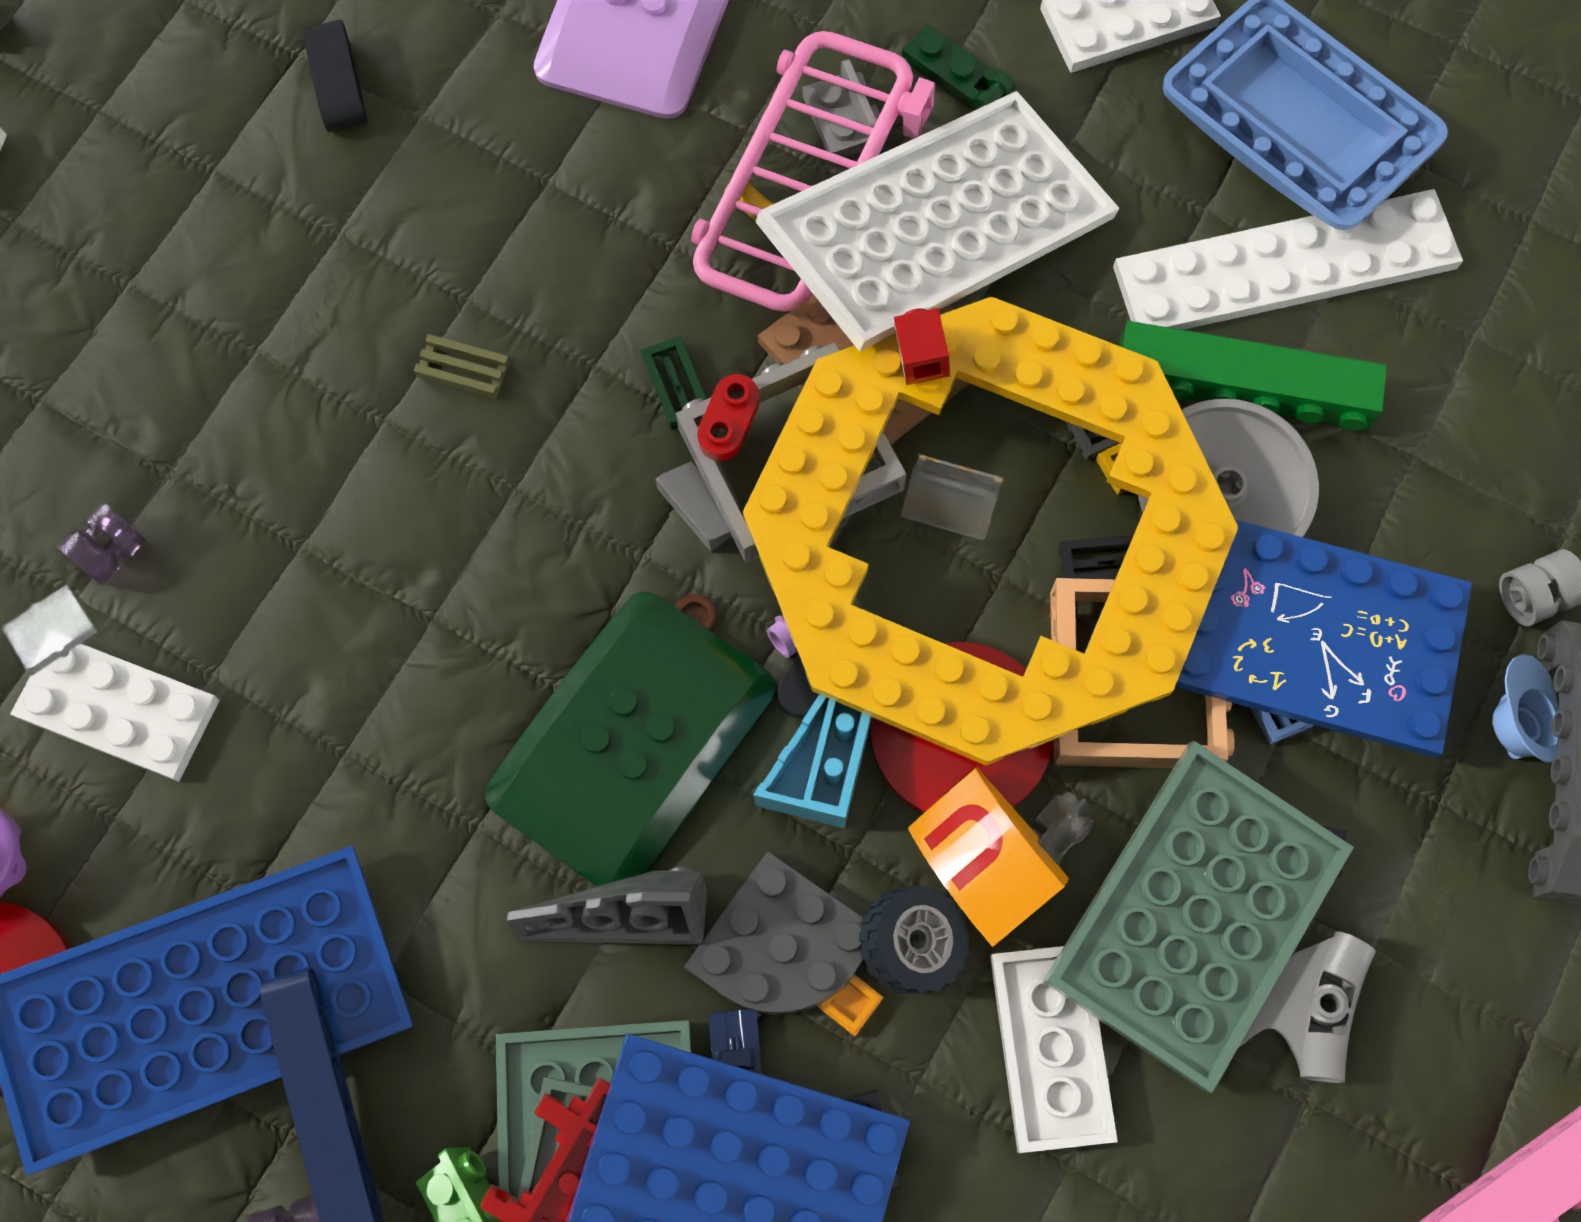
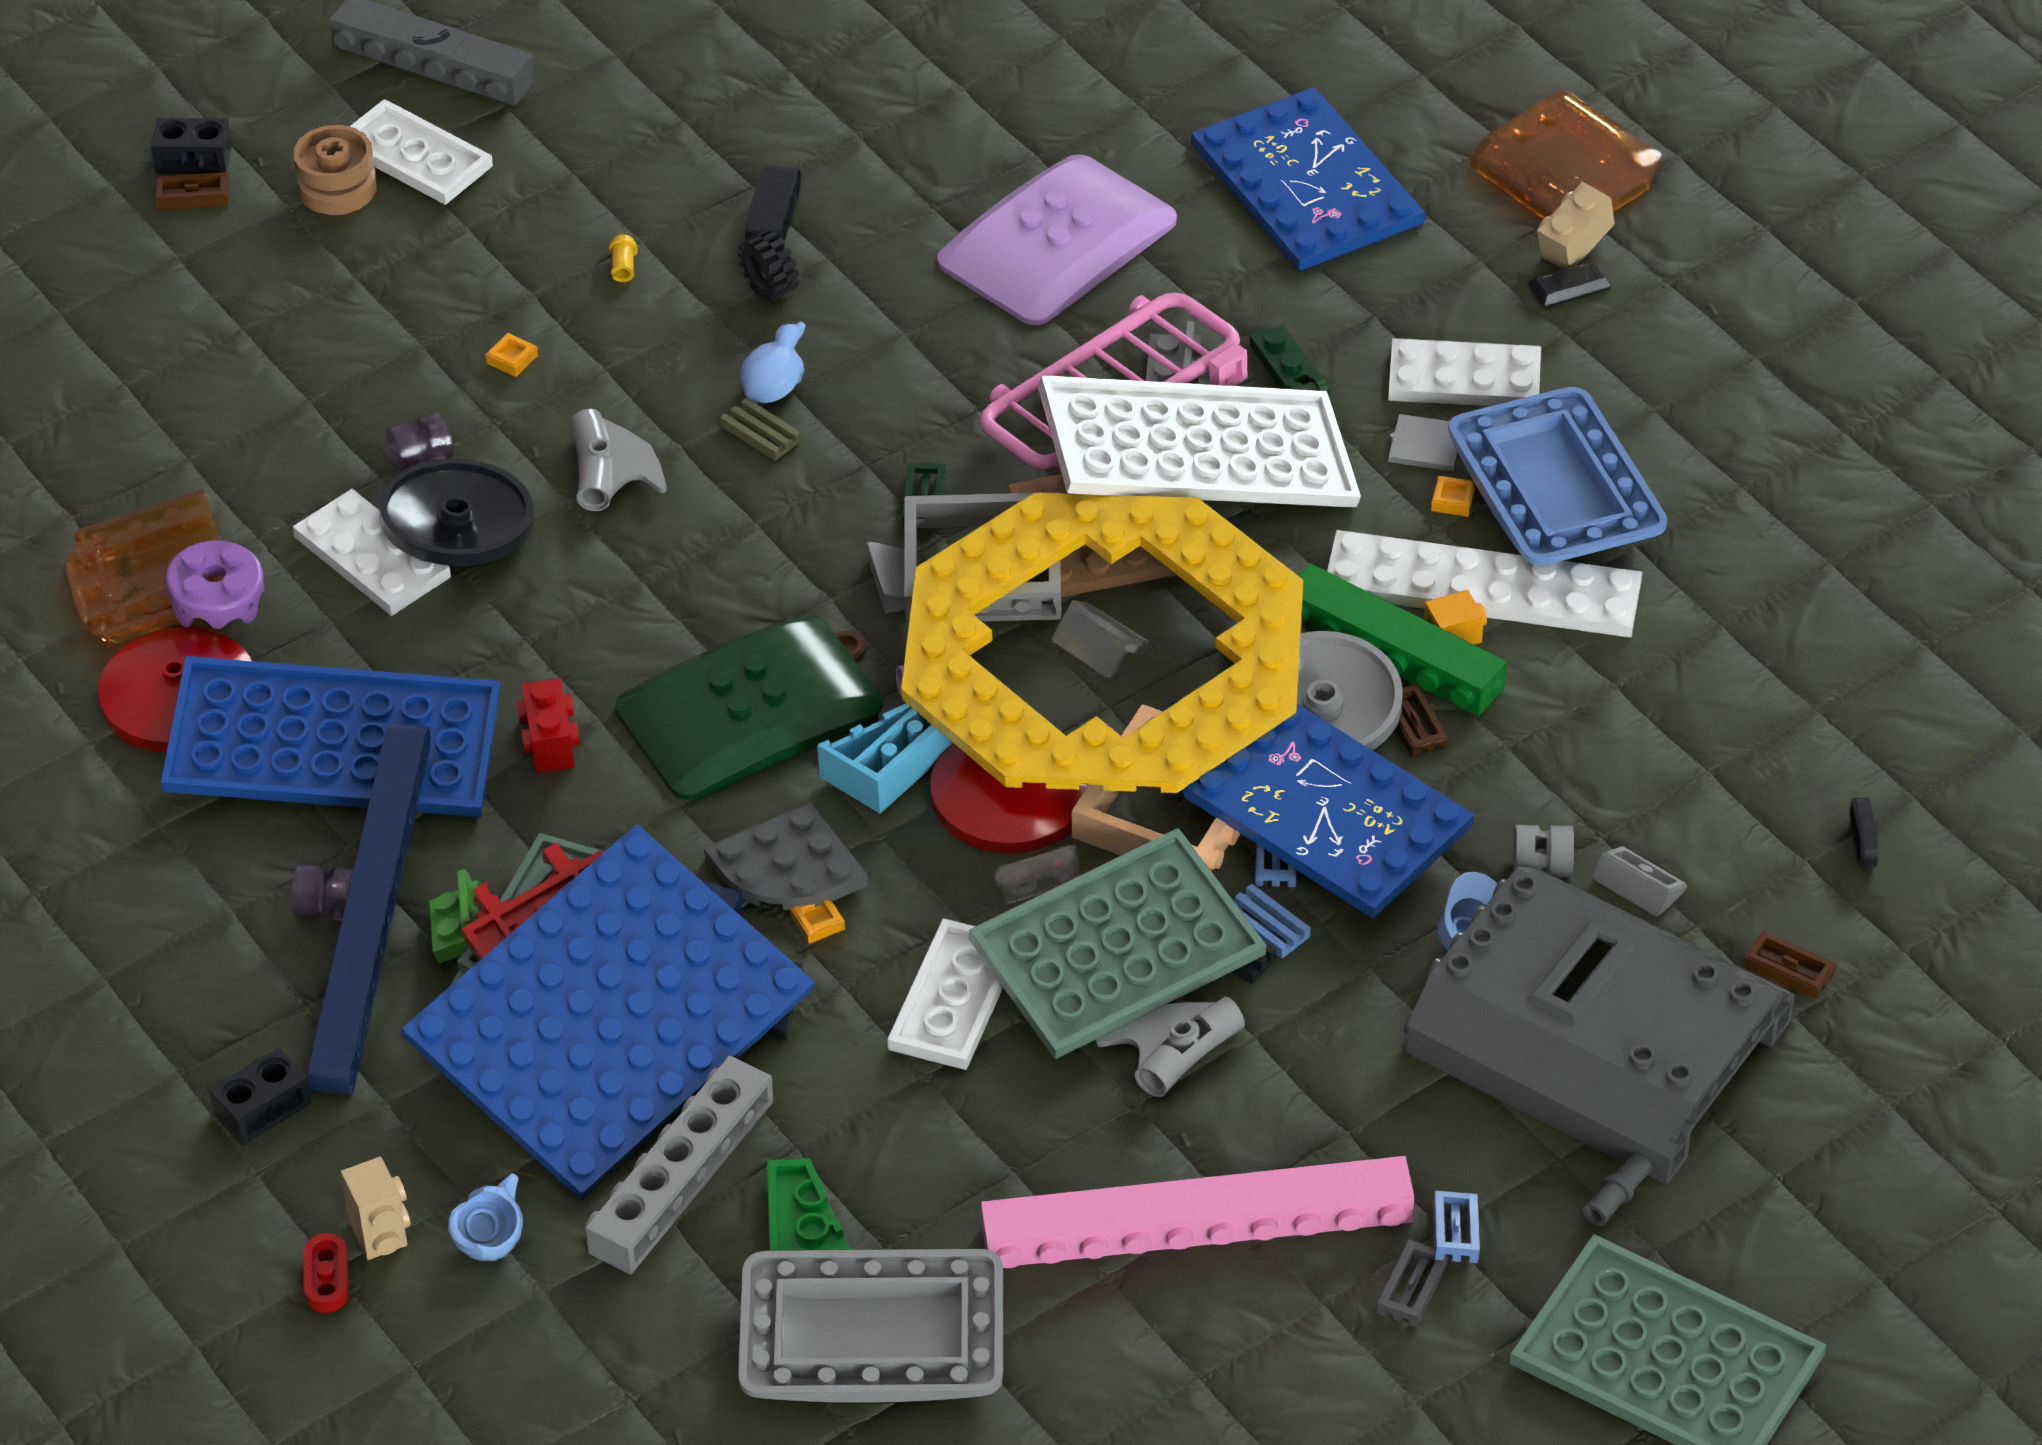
camera: 25 degrees right, 25 degrees down
(49, 630) = (350, 484): clear piece -> none
(145, 374) = (511, 354): none -> light orange tile
(187, 627) = (456, 512): none -> black dish
(202, 192) = (623, 250): none -> yellow pin
(323, 477) = (610, 459): none -> light grey pin
(372, 158) = (768, 265): none -> black tyre
(439, 888) = (548, 728): none -> red brick
(442, 288) = (774, 366): none -> light blue hair
(638, 909) = (676, 789): dark grey wedge -> none
(728, 414) = (942, 509): red plate -> none
(922, 345) = (1114, 500): red brick -> none
(940, 943) = (906, 876): black wheel -> none
(987, 856) = (976, 855): light orange slope -> none
(1136, 111) = (1422, 443): none -> light grey piece
(1200, 167) = (1453, 496): none -> light orange tile
(1296, 323) = (1457, 615): none -> light orange brick
(1331, 488) = (1424, 741): none -> reddish brown tile
(1350, 805) = (1272, 918): none -> medium blue tile

